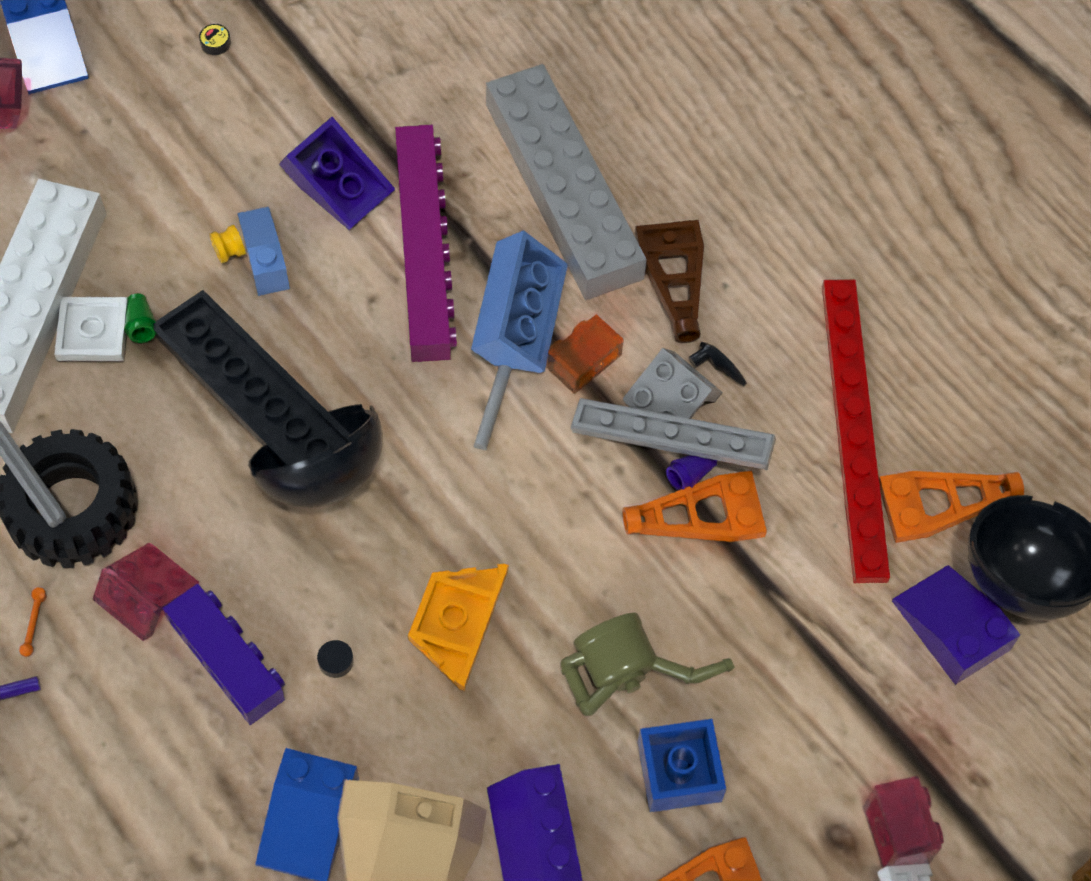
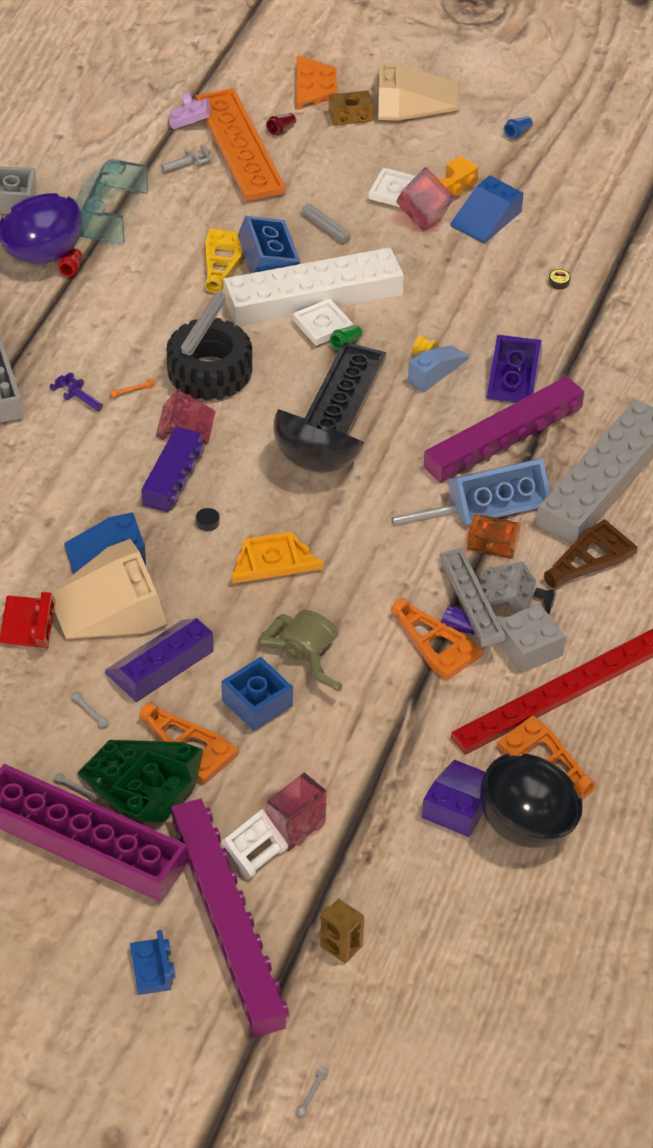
camera: 60 degrees right, 15 degrees down
(771, 405) = (531, 638): none -> light grey brick

